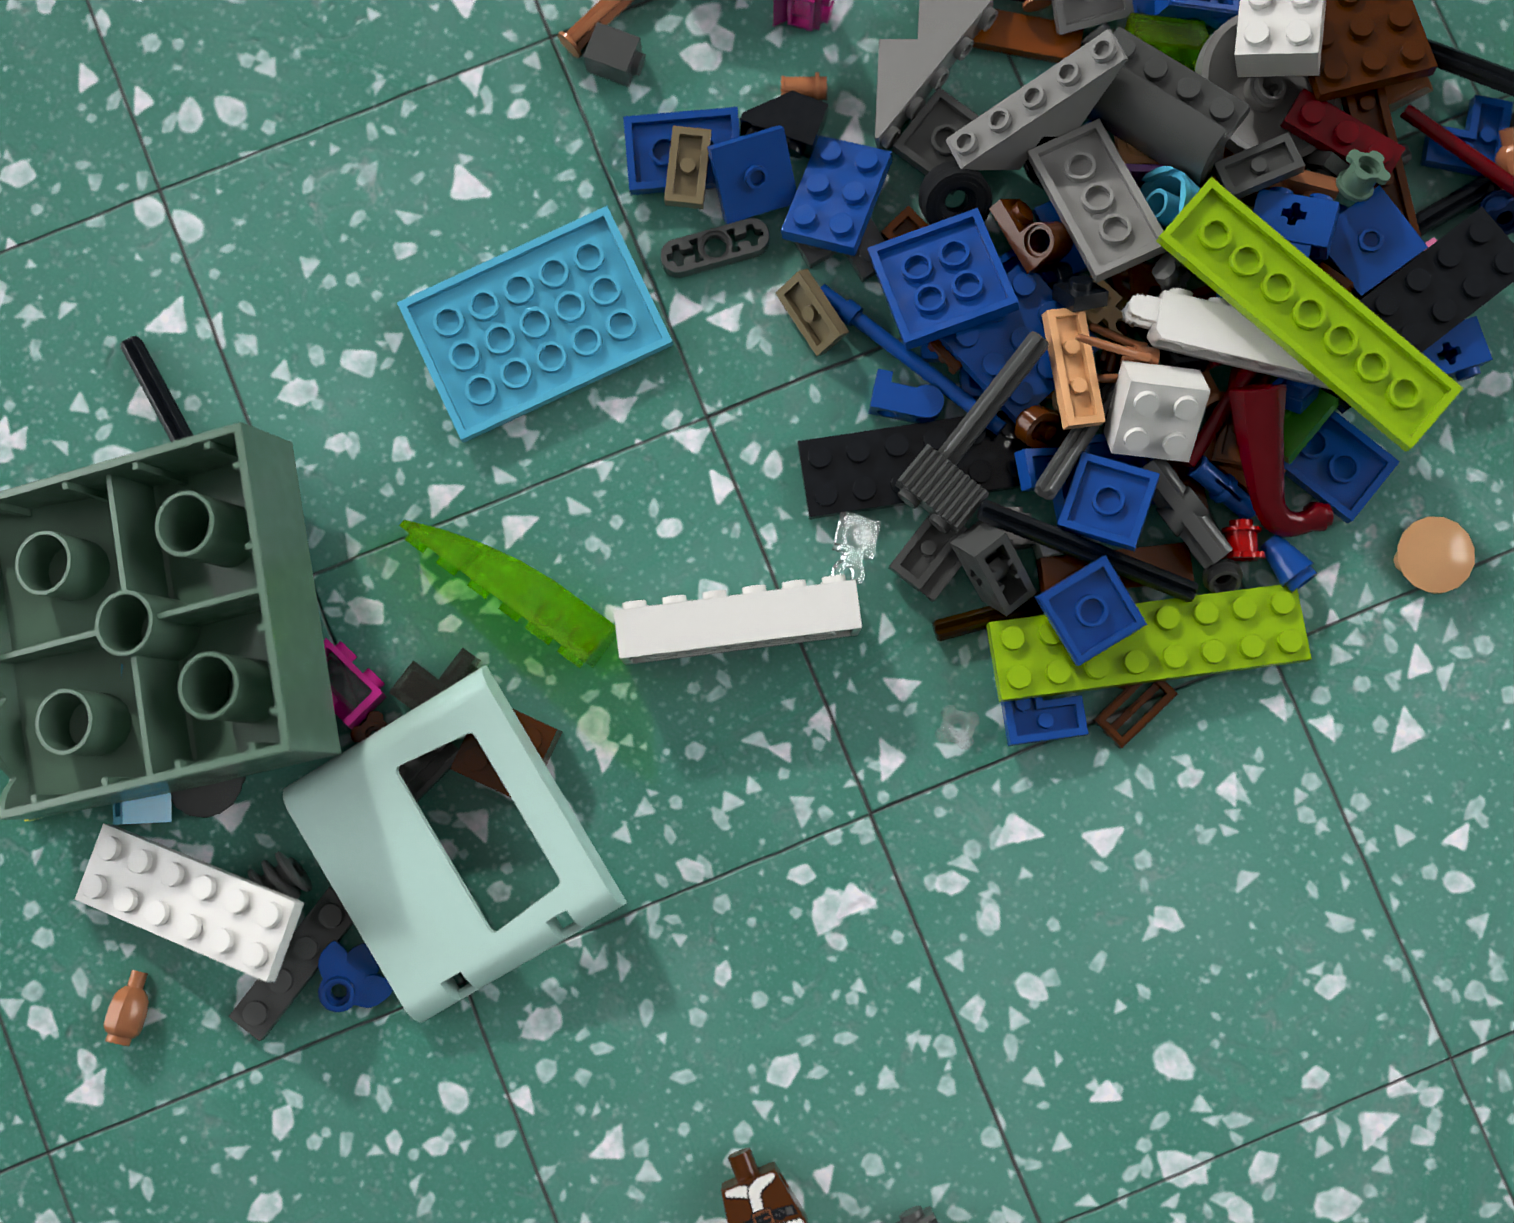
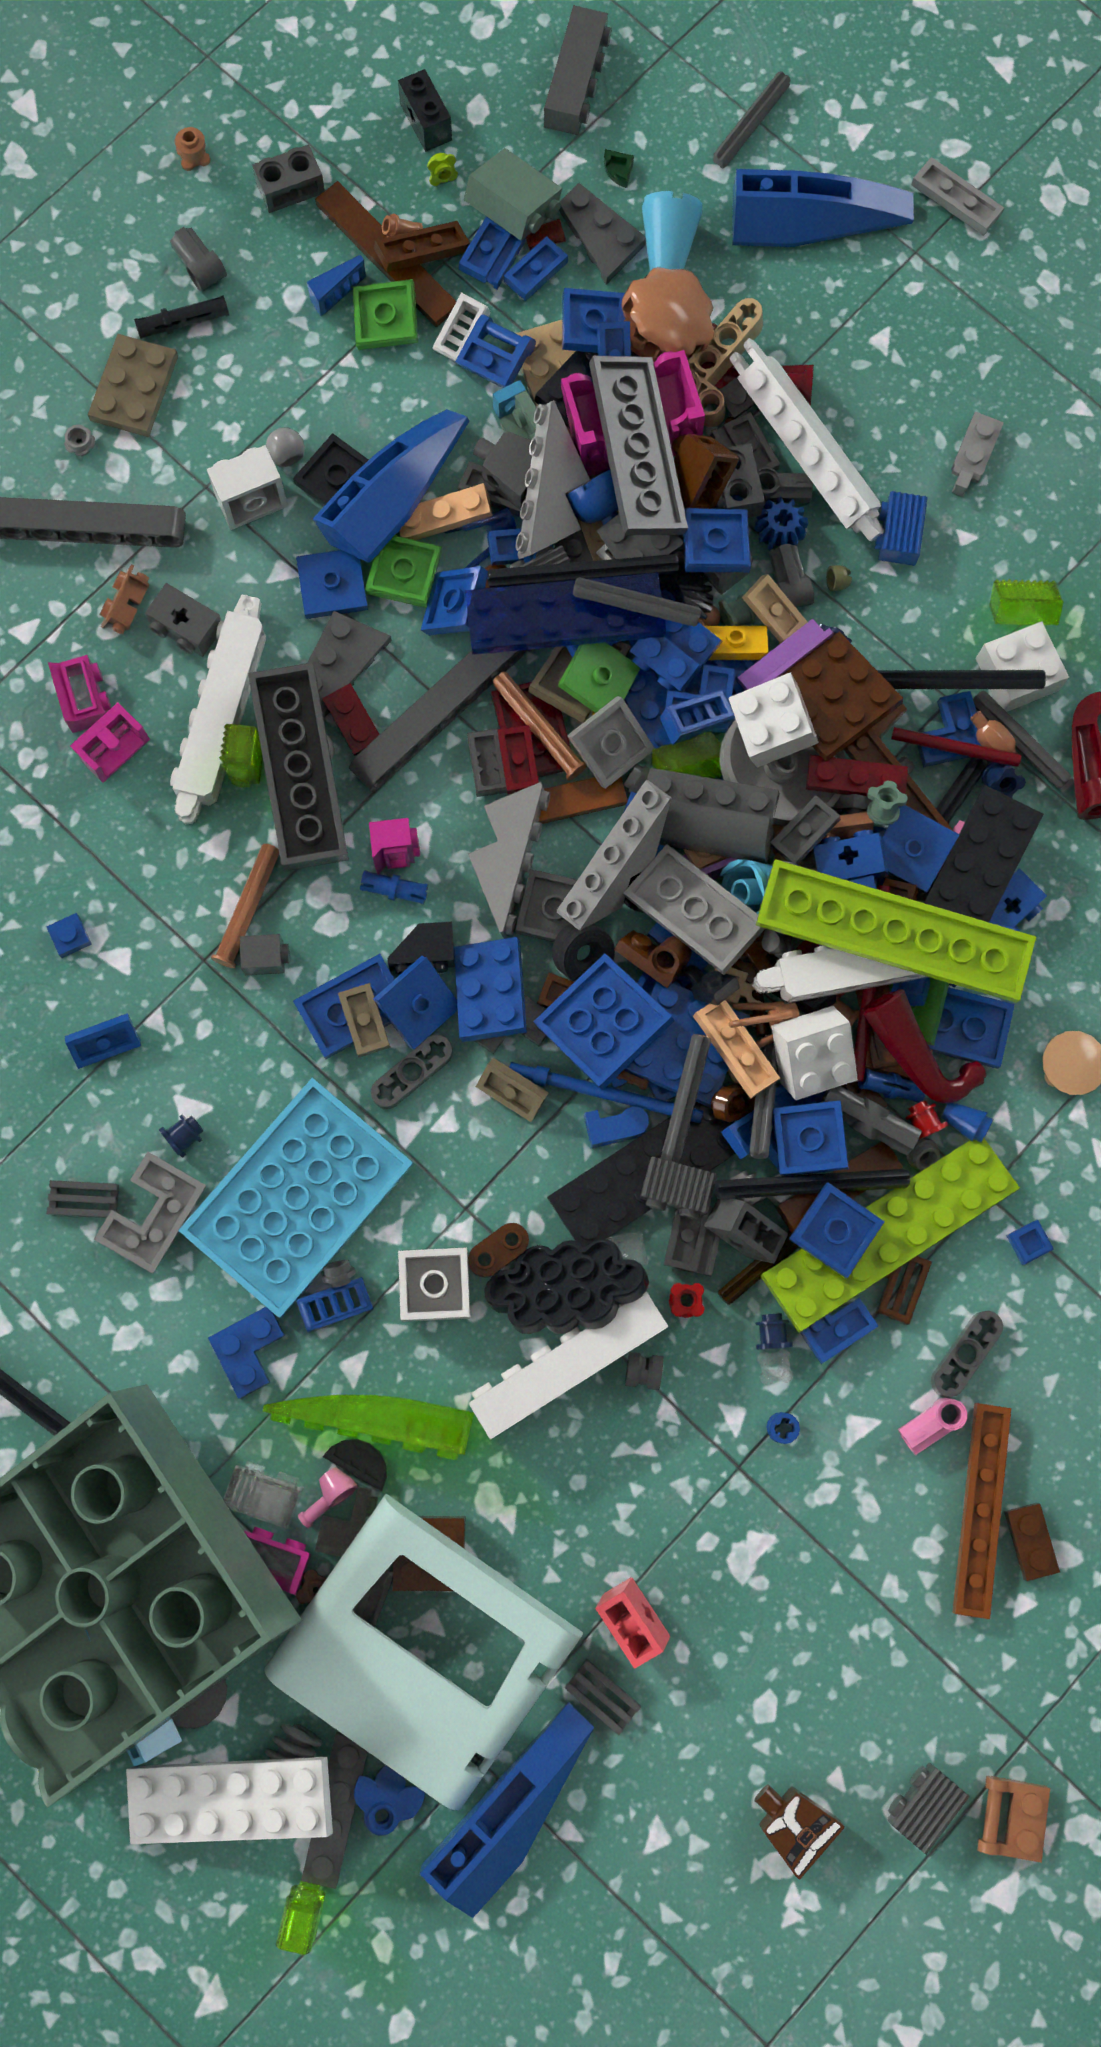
camera: 30 degrees left, 5 degrees down
(127, 1011) = (215, 1916): nougat plant -> none
(208, 1052) = (300, 1918): none -> clear neon green brick
(288, 214) = (54, 1197): none -> dark grey tile
(363, 613) = (263, 1495): none -> clear brick
(367, 301) = (150, 1242): none -> light grey plate
(406, 72) = (102, 1041): none -> blue plate
(406, 451) = (238, 1346): none -> blue plate
(440, 642) = (336, 1488): none -> bright pink bar
(446, 206) = (182, 1134): none -> dark blue brick
(465, 1054) = (506, 1820): none -> blue wedge
(479, 624) = (360, 1460): none -> black tile
(491, 464) = (307, 1315): none -> blue slope
(542, 421) = (338, 1273): none -> dark grey plate
(633, 1010) = (625, 1717): none -> dark grey tile
(636, 476) = (434, 1284): none -> white brick
(684, 918) = (633, 1622): none -> coral brick
(722, 478) = (498, 1249): none -> reddish brown plate
(774, 540) = (566, 1287): none -> black plate
(784, 44) = (394, 887): none -> blue pin
(810, 86) = (425, 914): nougat pin -> none
(816, 667) = (644, 1371): none -> dark grey wheel
(906, 607) = (694, 1292): none -> red brick
(933, 781) = (776, 1419): none -> blue bush
(972, 689) = (773, 1332): none -> dark blue brick
(1094, 863) = (930, 1427): none -> bright pink piece
(1108, 975) = (982, 1511): none -> dark orange plate
(1146, 1033) = (1032, 1541): none -> reddish brown plate
(1190, 784) = (981, 1352): none -> dark grey beam
(1294, 722) = (1030, 1242): none -> blue tile

